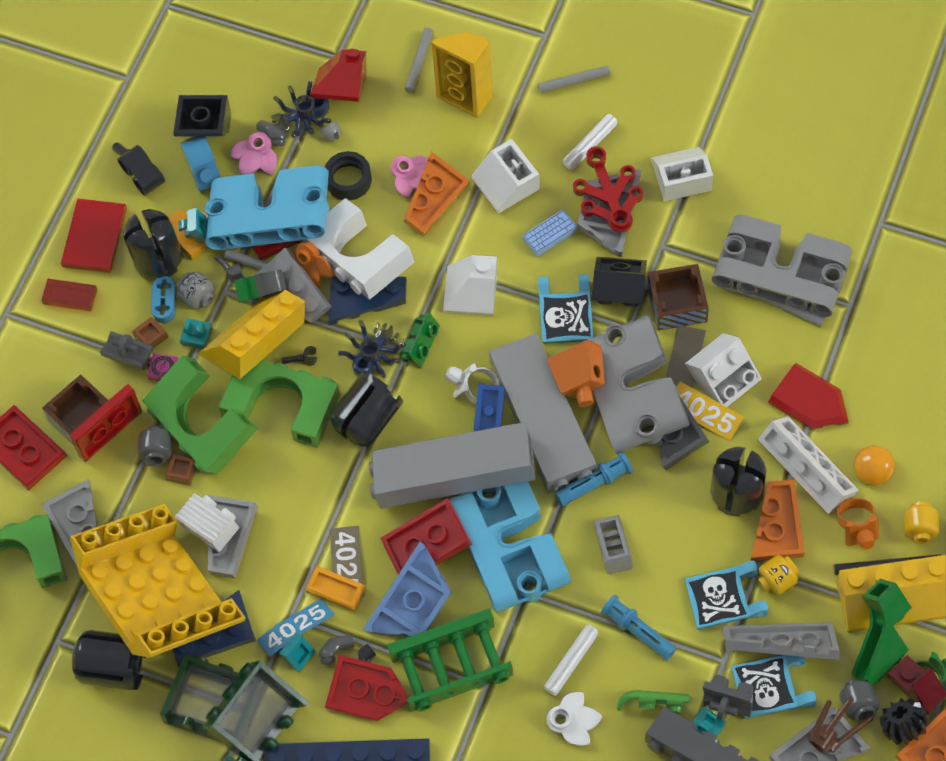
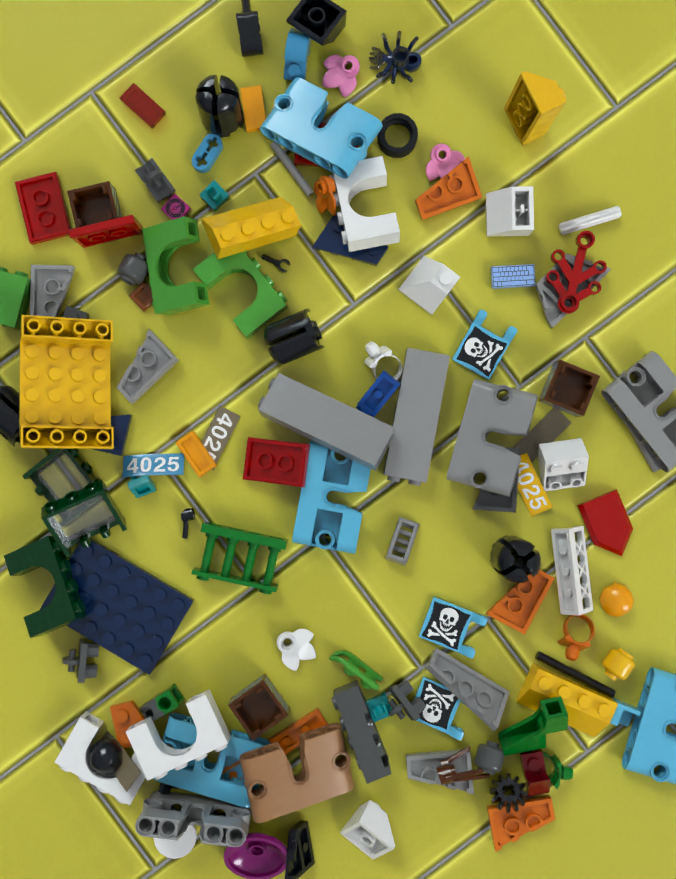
camera: 30 degrees right, 25 degrees up
(93, 235) = (187, 66): red tile -> none
(150, 333) = (182, 175): dark orange tile -> none
(194, 225) = (260, 108): teal tile -> none
(196, 290) = (233, 161): light grey head -> none
(207, 522) = (133, 353): white brick -> none
(233, 272) = (269, 163): dark grey hand -> none
(259, 285) = (278, 188): leg -> none
(271, 130) = (364, 62): dark grey arm -> none
(299, 284) = (302, 193): light grey wing -> none
(331, 132) = (406, 88): light grey hinge -> none
(332, 646) = (168, 495): dark grey arm -> none
(341, 76) = (442, 48): red slope -> none
(365, 689) = (171, 540): red tile -> none
(371, 350) = (326, 291): animal -> none
(412, 598) = (241, 498): medium blue wing -> none
(419, 59) = (510, 68): light grey bar -> none
(424, 331) = (375, 298): green hinge -> none
(571, 660) = (320, 605): white axle -> none
(573, 79) = (613, 159): light grey bar -> none
(579, 371) = (459, 407): orange torso -> none
(604, 474) = (392, 487): dark azure pin -> none
(619, 281) = (537, 348): black slope -> none
(626, 622) = (376, 604): dark azure pin -> none
(683, 173) = (640, 290): white slope -> none
(778, 574) = (496, 638): yellow head -> none

